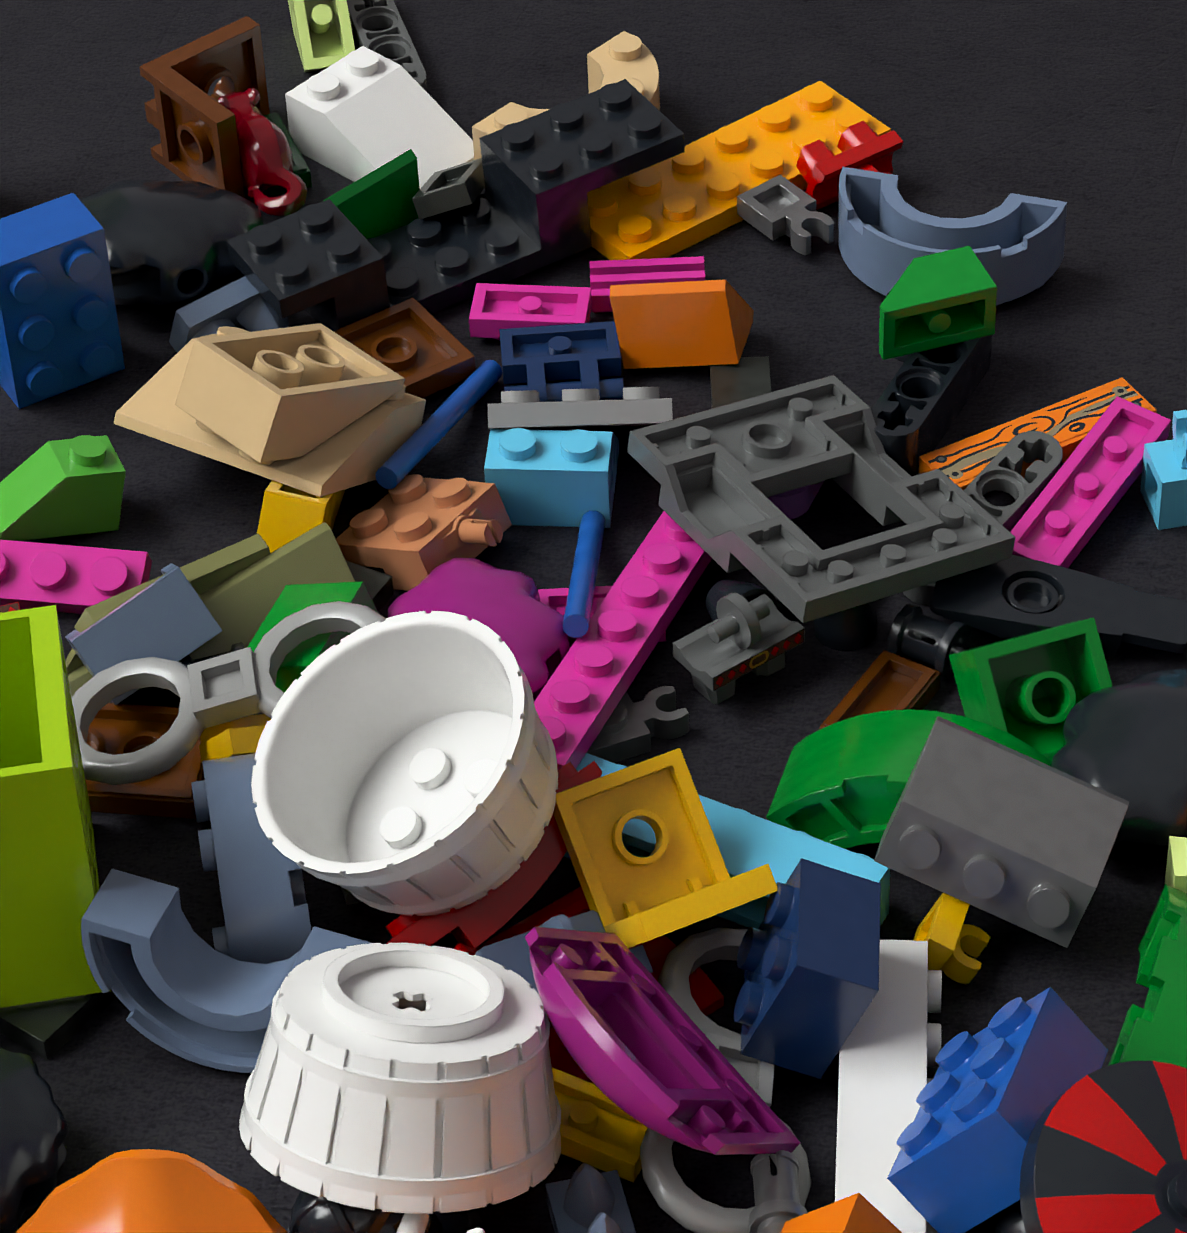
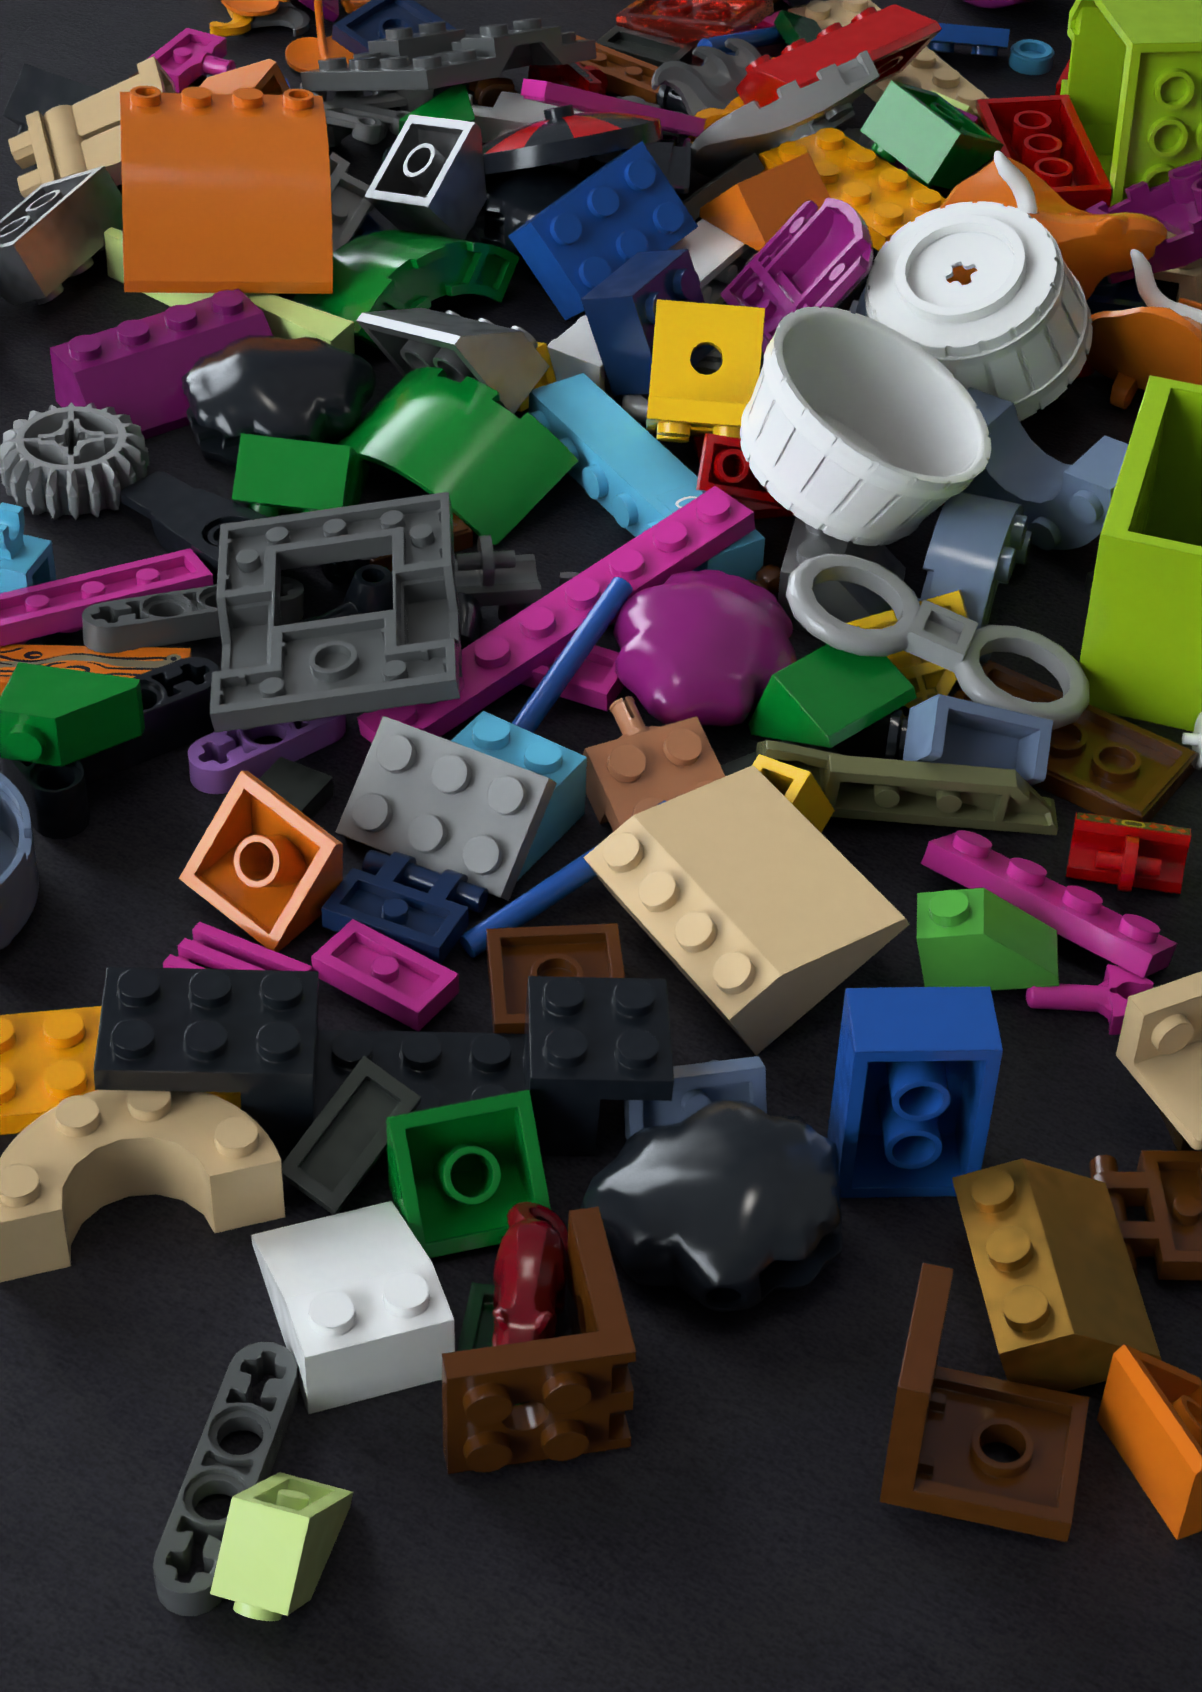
camera: 155 degrees left, 0 degrees up
(281, 389) = (736, 820): tan slope -> none
(782, 209) = (35, 973): flat silver plate -> none

